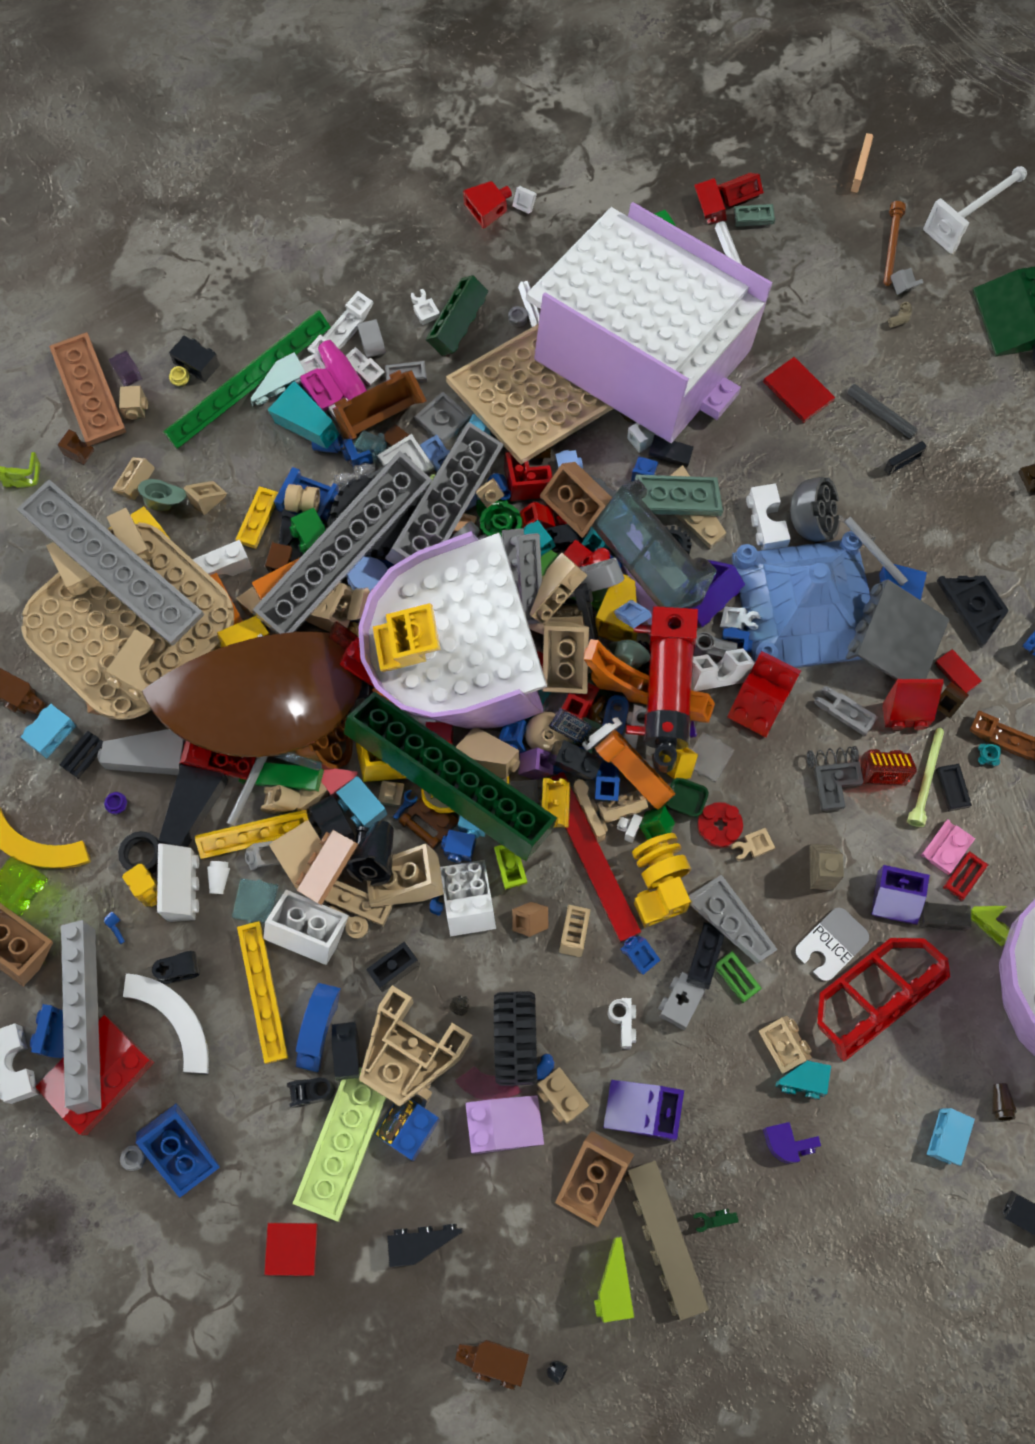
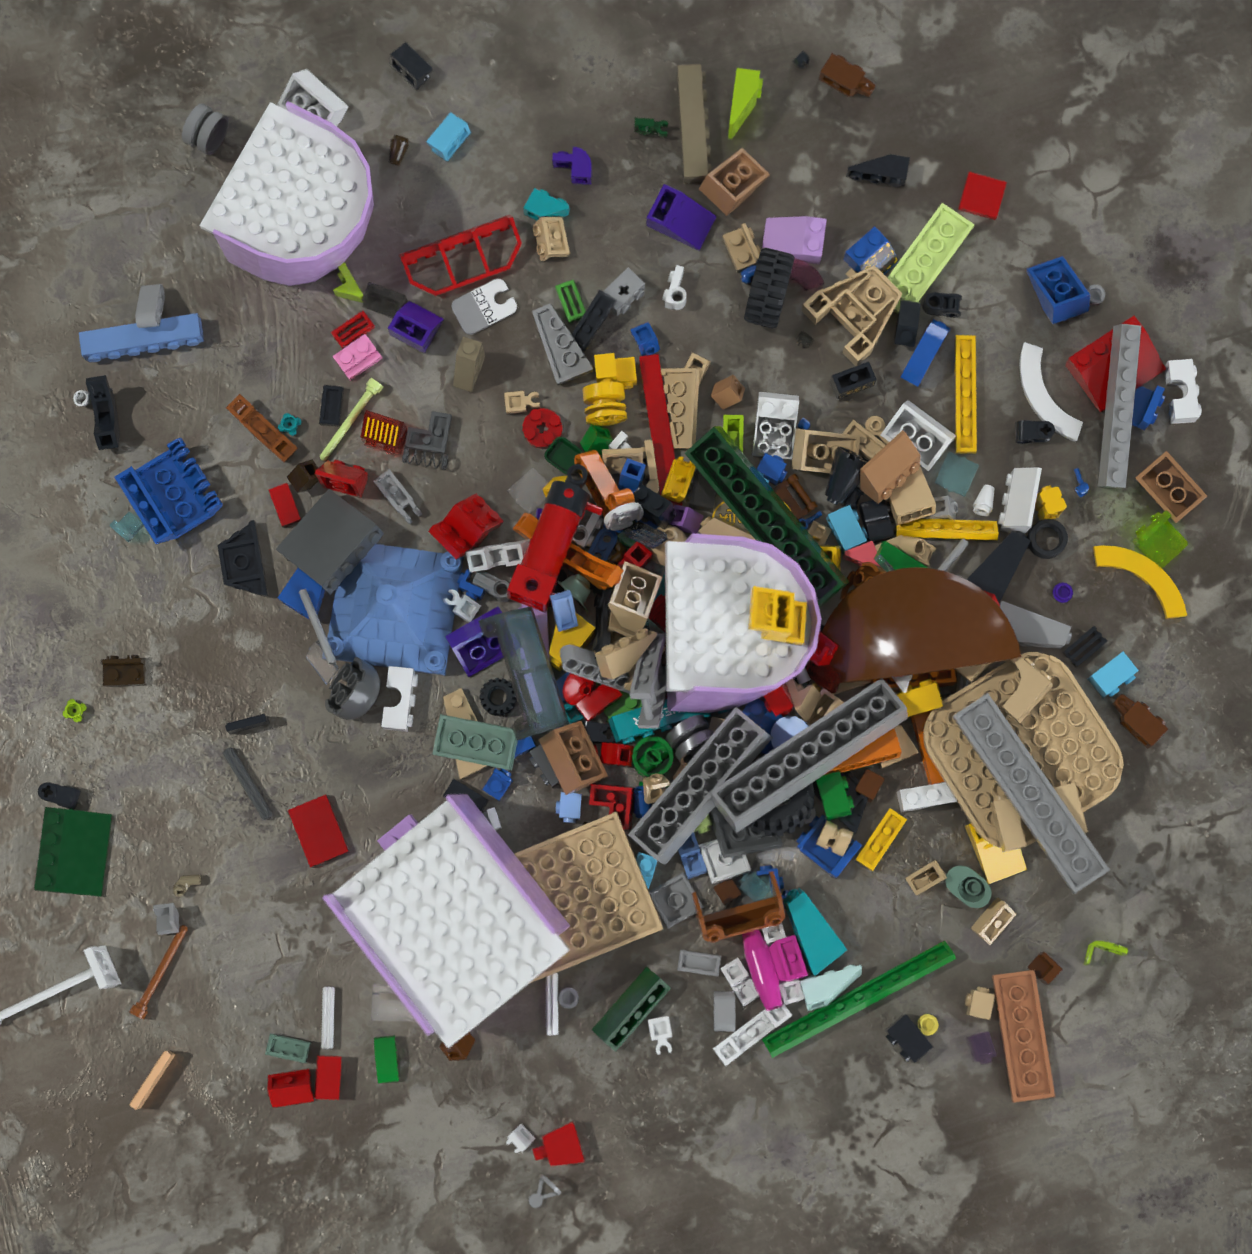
camera: 165 degrees left, 10 degrees up
(496, 164) = (535, 1200): none -> light grey piece
(576, 890) = (682, 396): none -> tan wing

